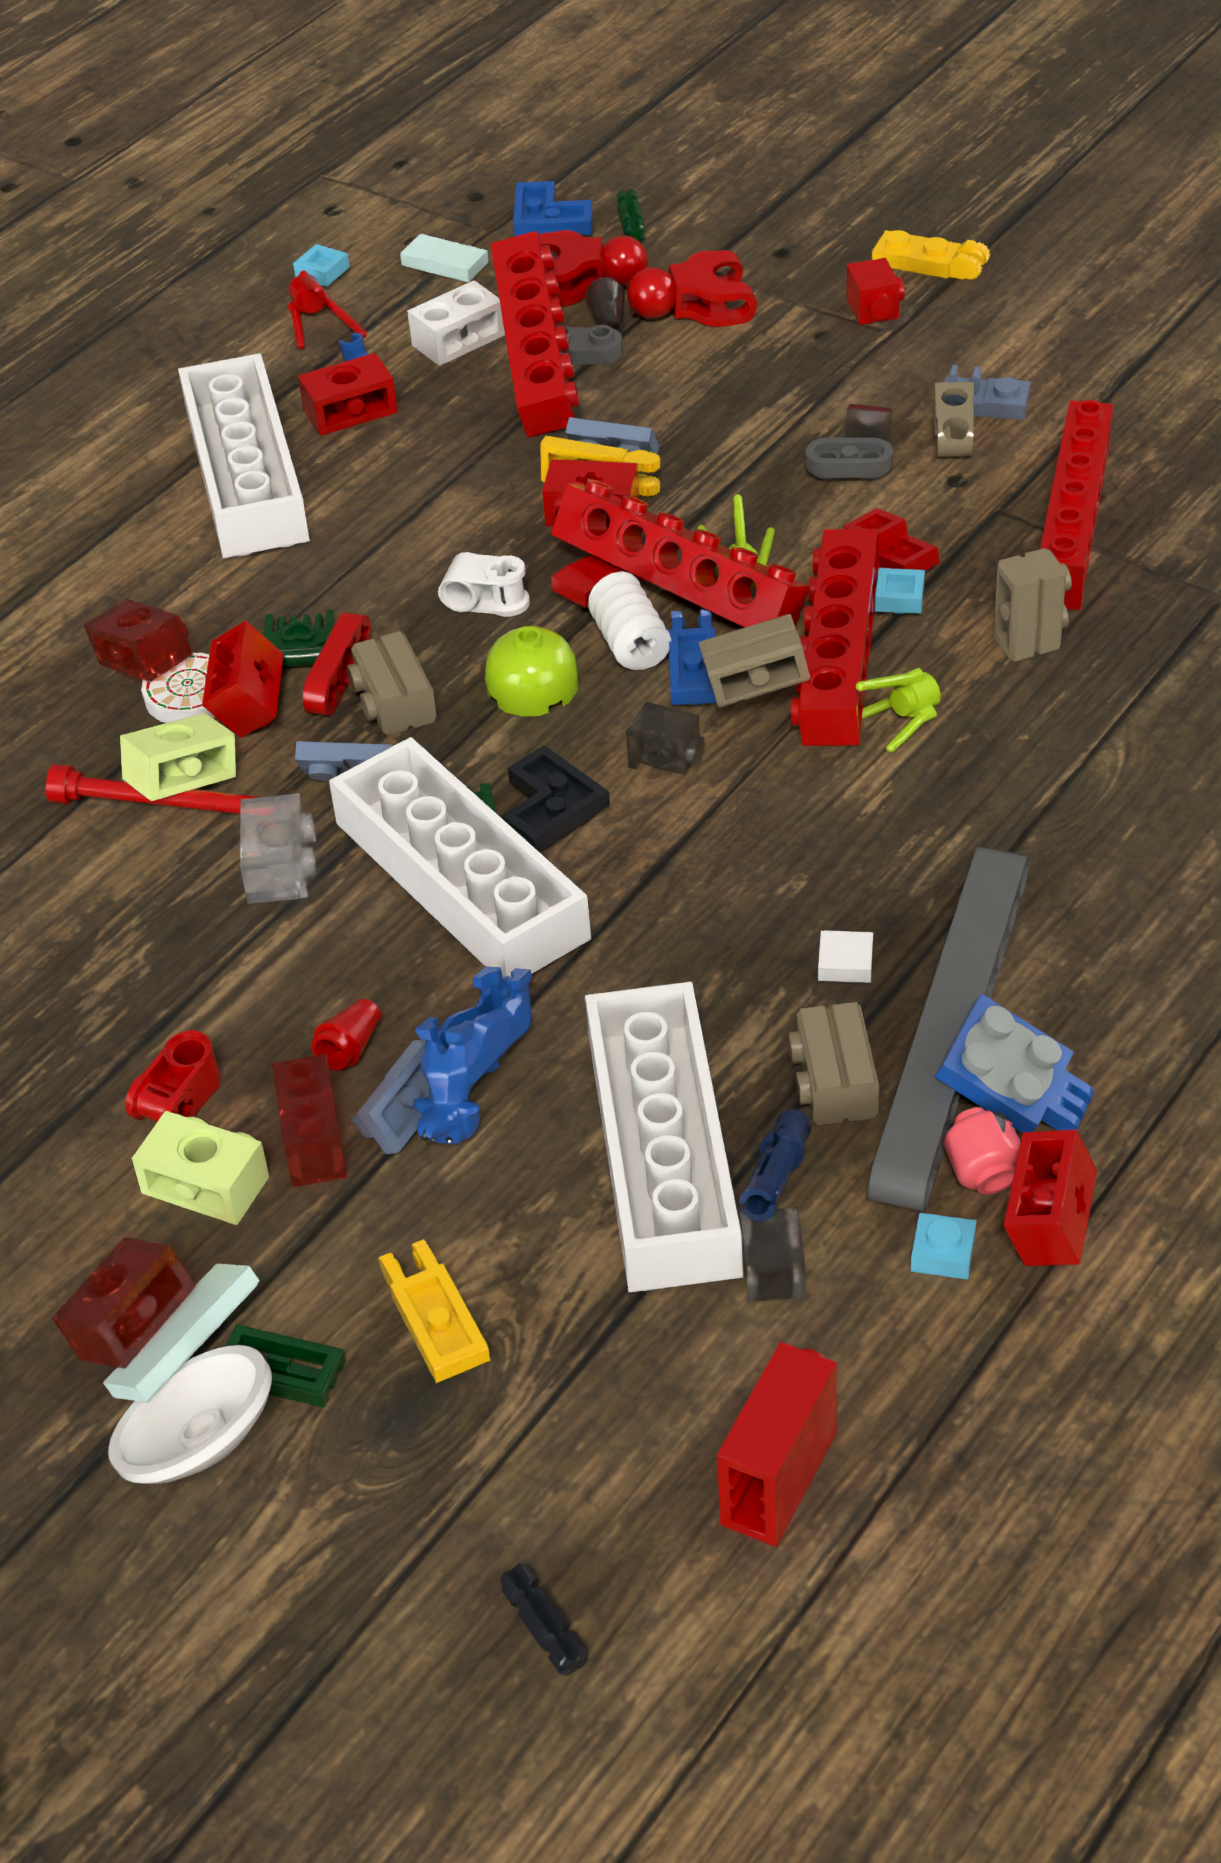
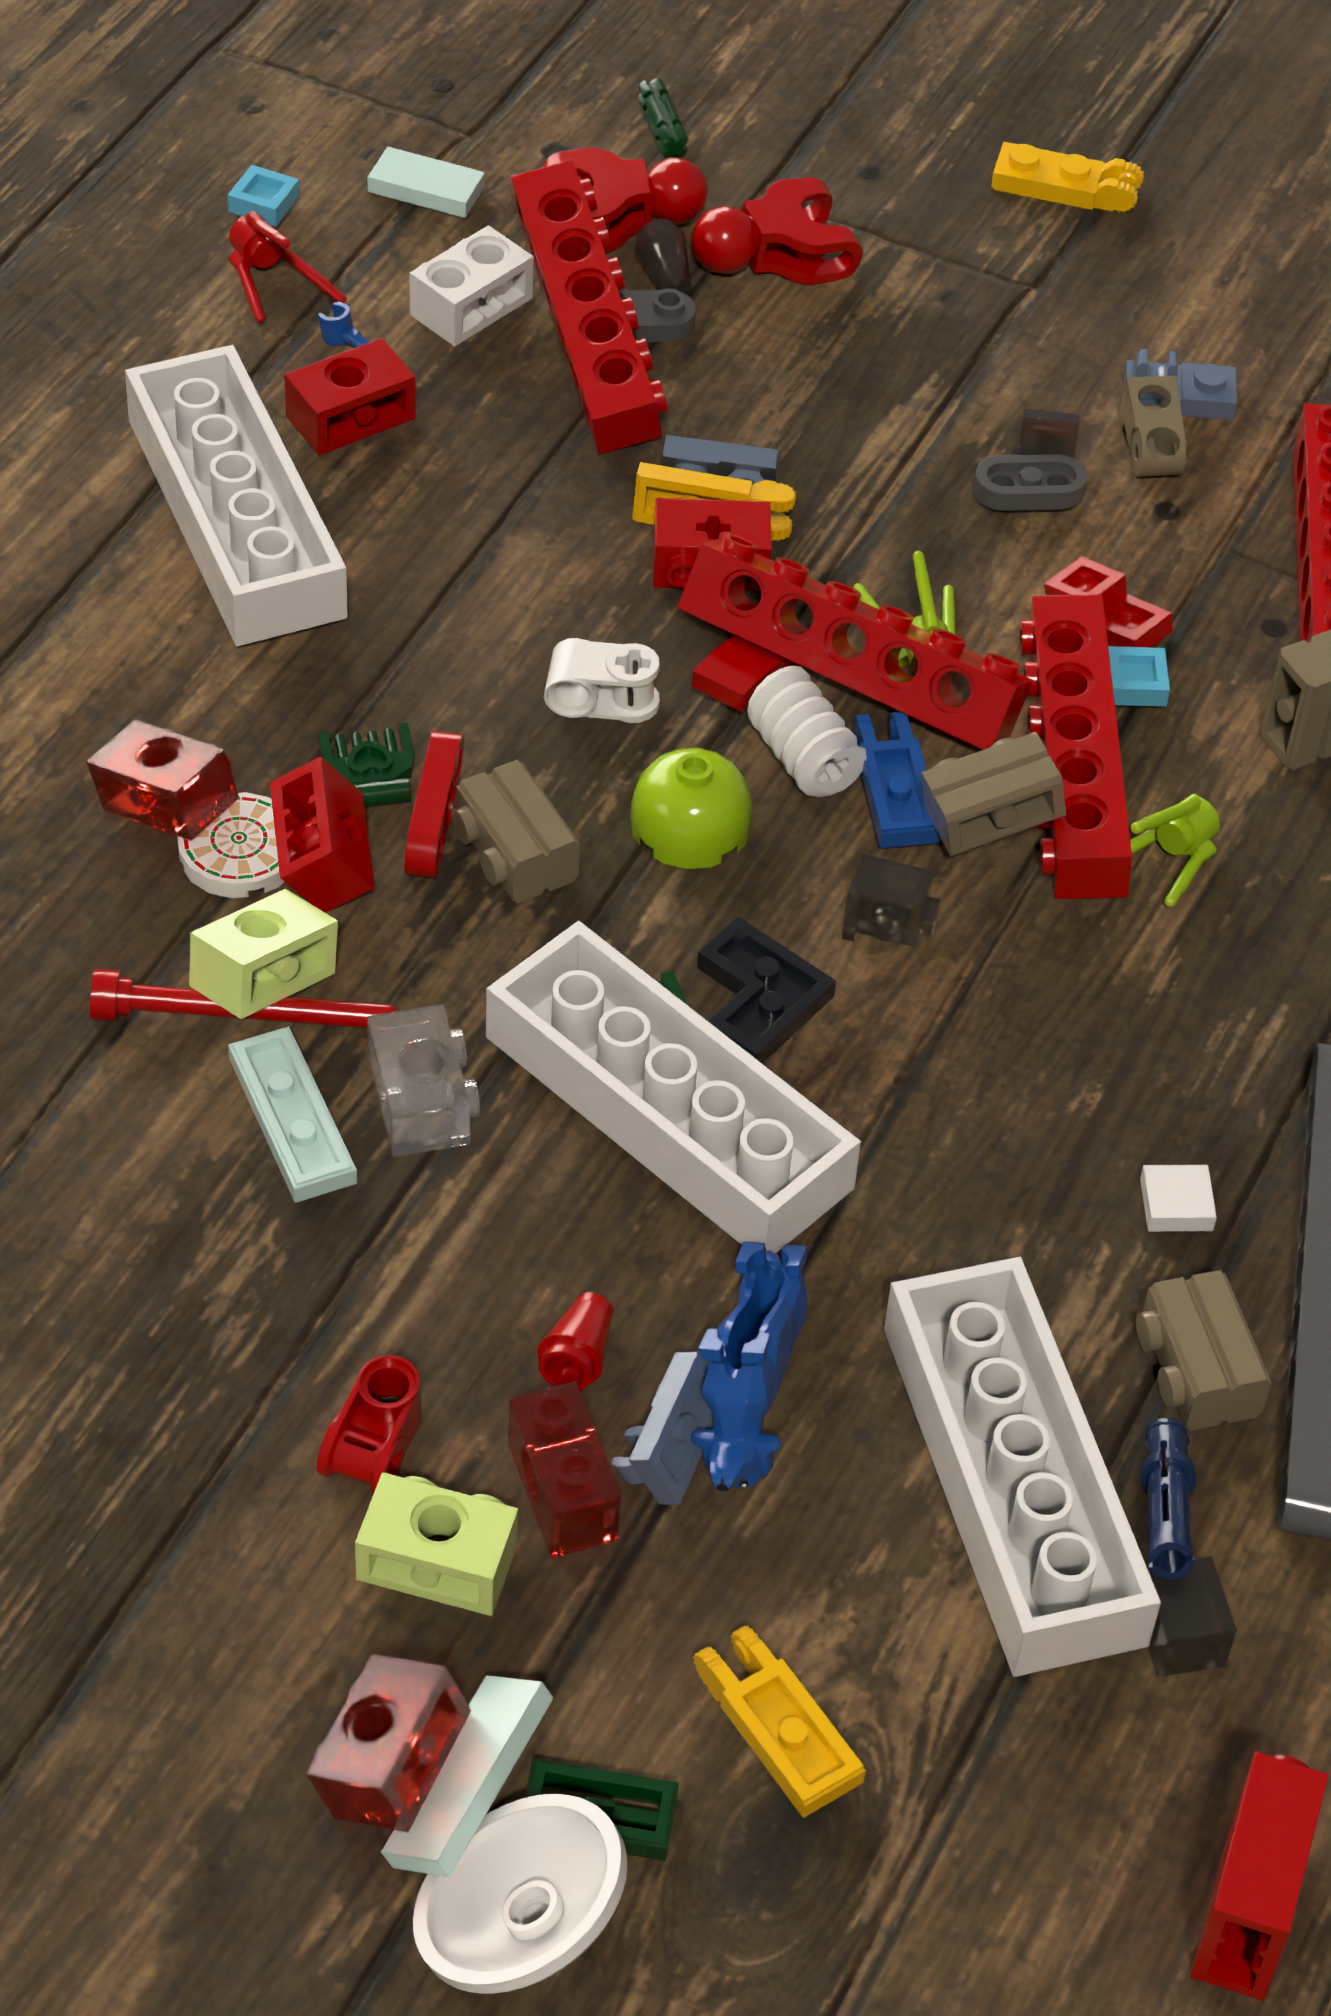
camera: 15 degrees left, 5 degrees up
(178, 871) = (292, 1114): none -> light aqua tile
(328, 759) = (457, 948): sand blue plate -> none
(538, 211) = (544, 121): blue plate -> none
(873, 291) = (1009, 234): red brick -> none

